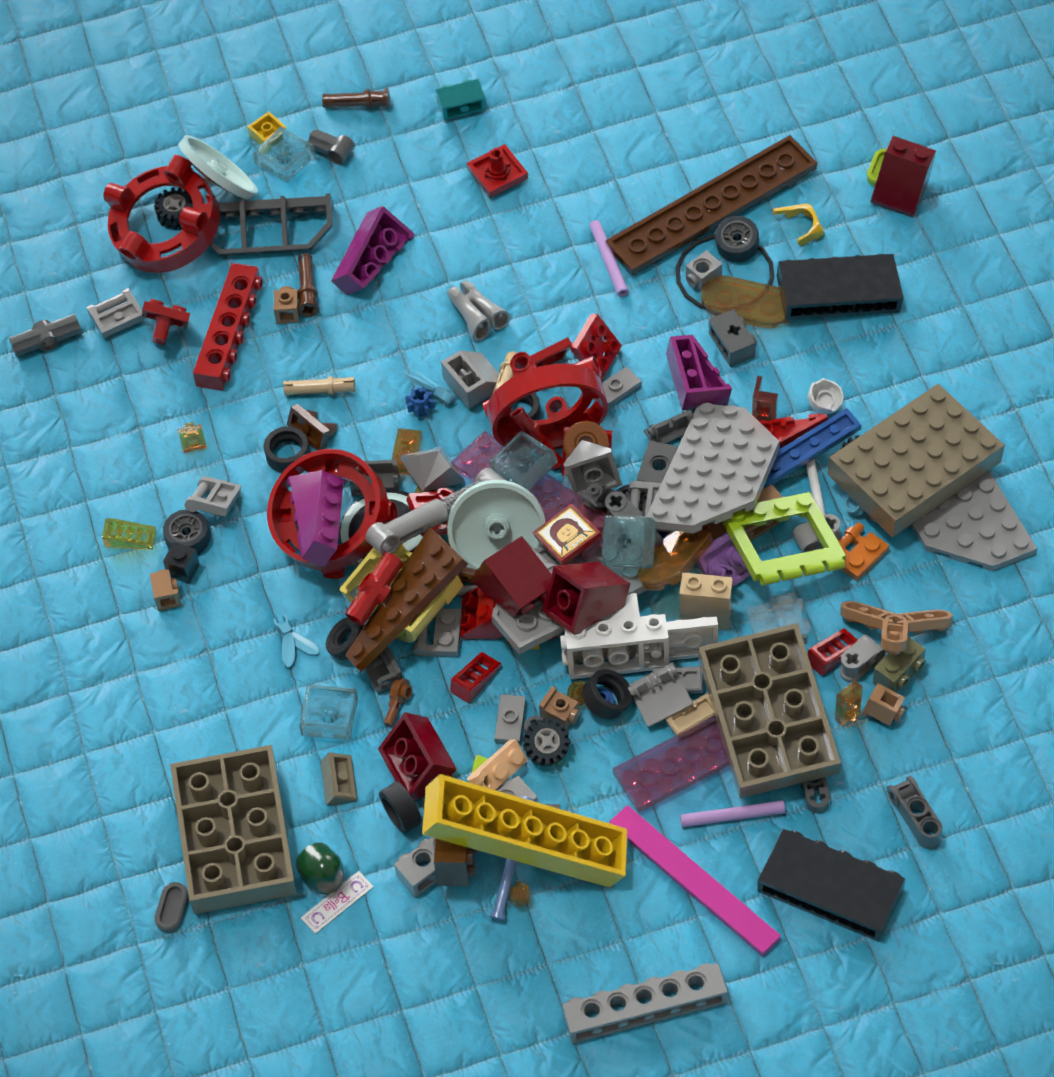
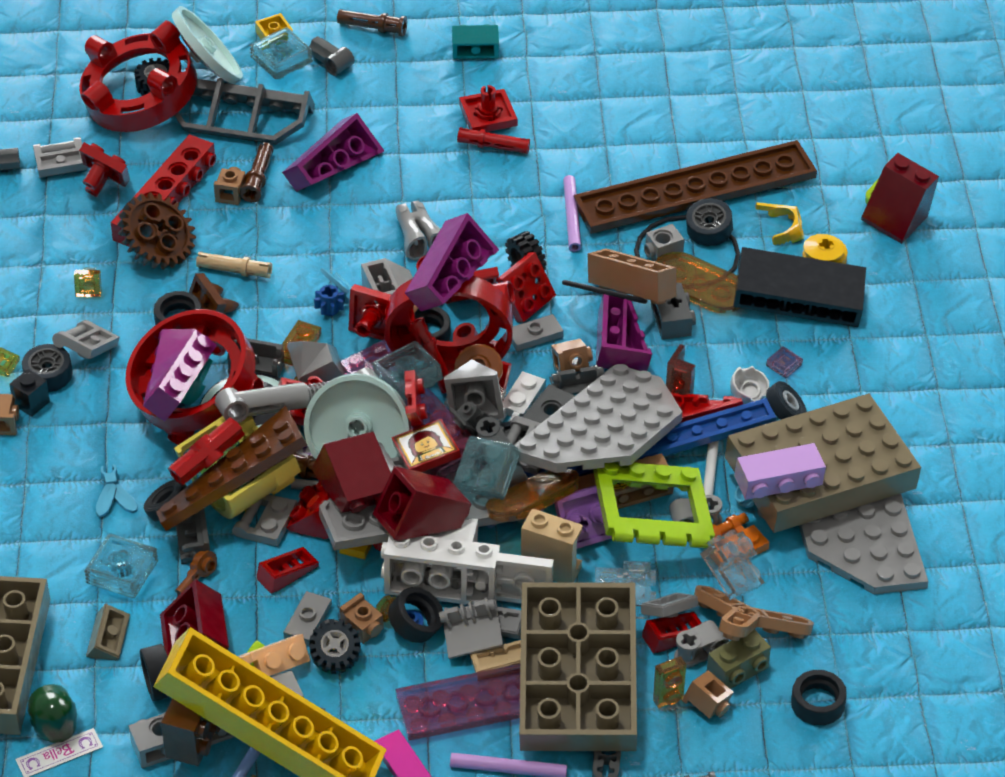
camera: 10 degrees right, 10 degrees down
(238, 371) = (156, 230): none -> reddish brown gear
(466, 412) = (365, 315): none -> red plate
(505, 200) = (497, 141): none -> red pin
(541, 481) = (416, 410): none -> red wing
(543, 359) = (450, 261): none -> magenta wedge
(579, 309) = (521, 245): none -> black tyre
(626, 454) = (522, 395): none -> white hinge
(658, 406) = (565, 352): none -> medium nougat brick
(689, 314) = (632, 275): none -> medium nougat brick
(704, 336) = (604, 291): none -> black piece
(824, 629) = (669, 605): none -> light grey plate
(846, 363) = (784, 362): none -> clear purple tile
(849, 242) = (825, 248): none -> yellow piece
(864, 407) = (784, 400): none -> black bush
(866, 578) = (731, 563): none -> clear plate
(888, 484) = (779, 471): none -> lavender brick
(973, 699) = (820, 680): none -> black tyre

